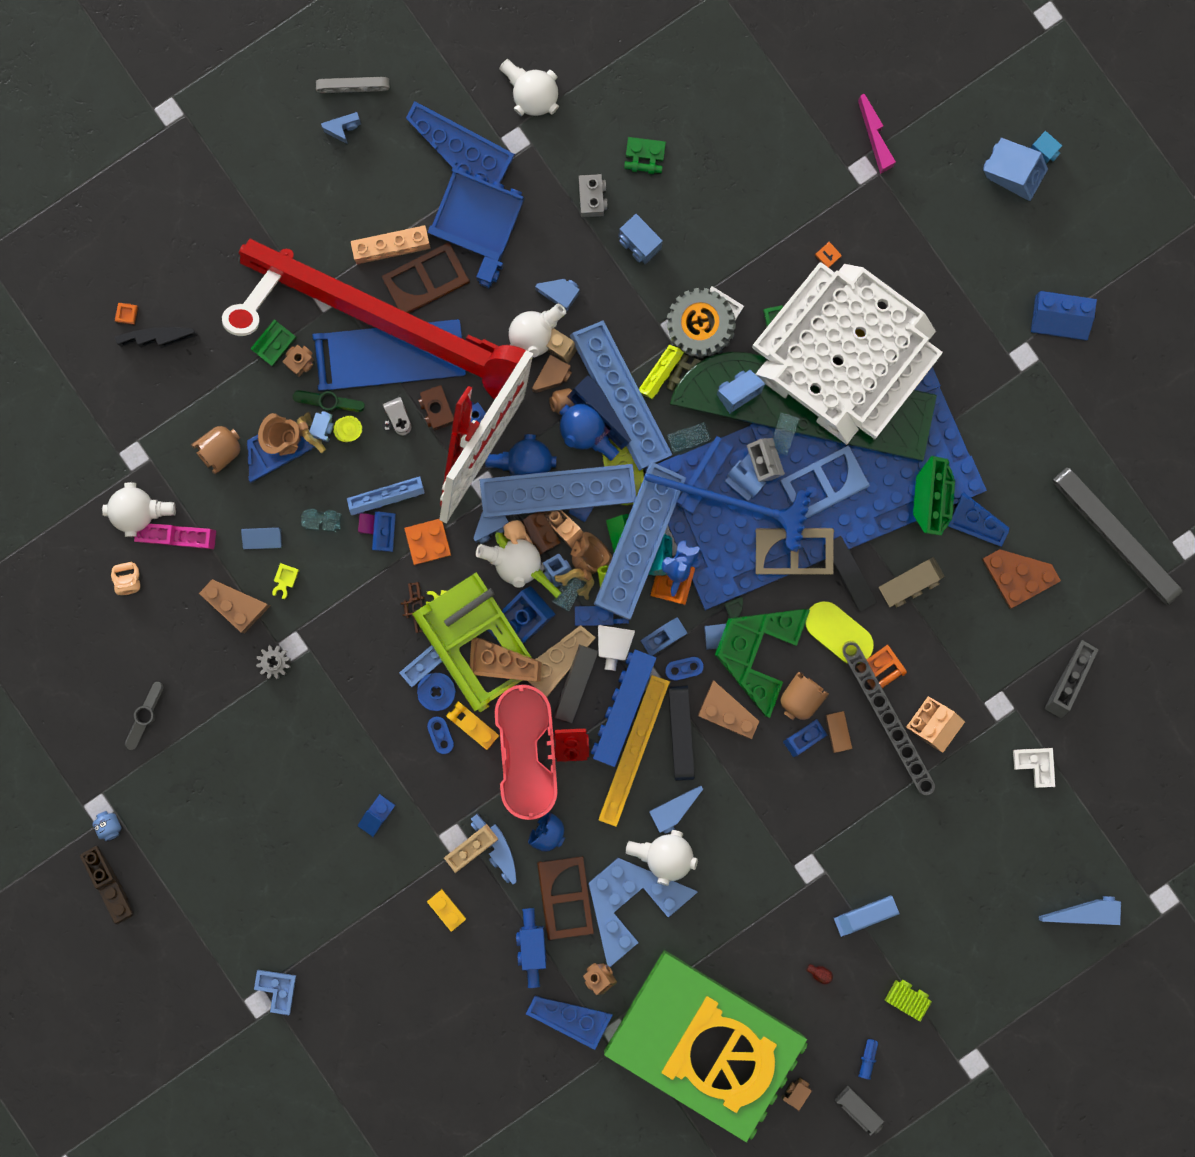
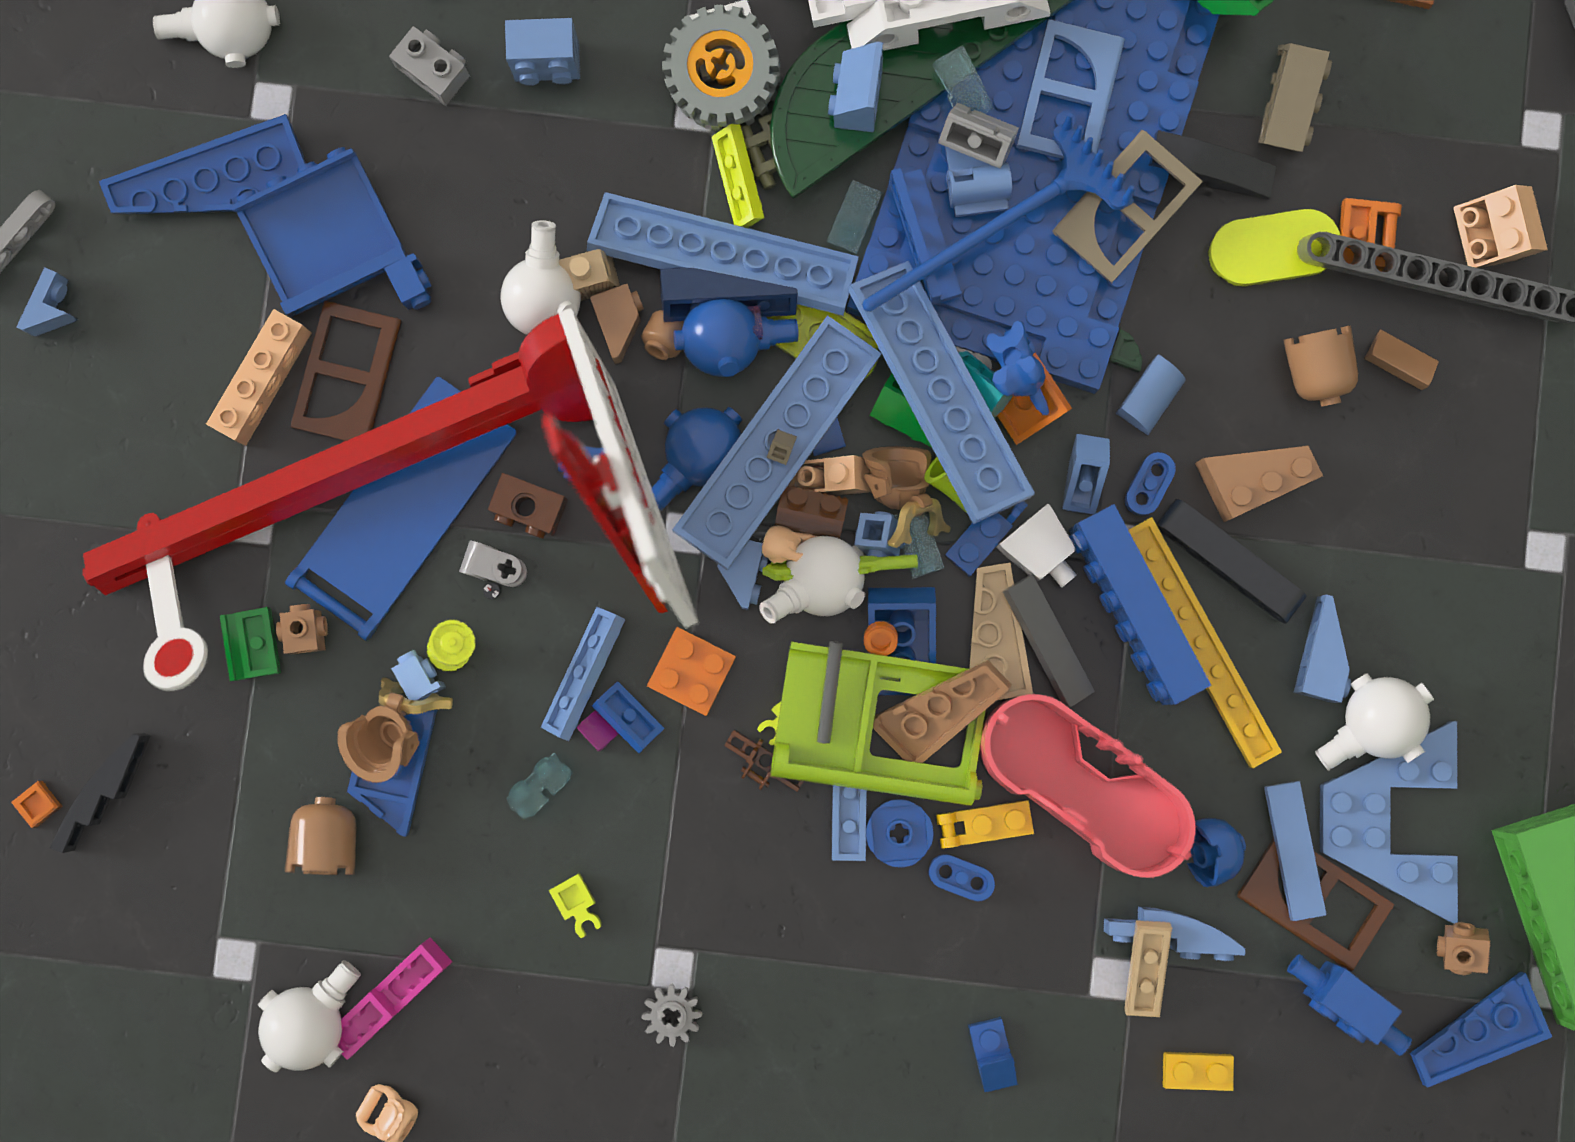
camera: 45 degrees left, 0 degrees up
(235, 606) = (550, 1002): medium nougat wedge -> none
(261, 538) = (494, 886): medium blue slope -> none
(316, 399) = (376, 652): dark green piece -> none
(511, 609) = (880, 638): none -> orange tile
(556, 494) = (781, 447): none -> dark tan piece
(559, 292) = (515, 215): medium blue slope -> none
(571, 745) = (1128, 715): red piece -> none
(578, 869) = (1295, 851): none -> medium blue tile
(740, 646) = (1188, 380): green wing -> none
(805, 738) = (1373, 410): blue slope -> none

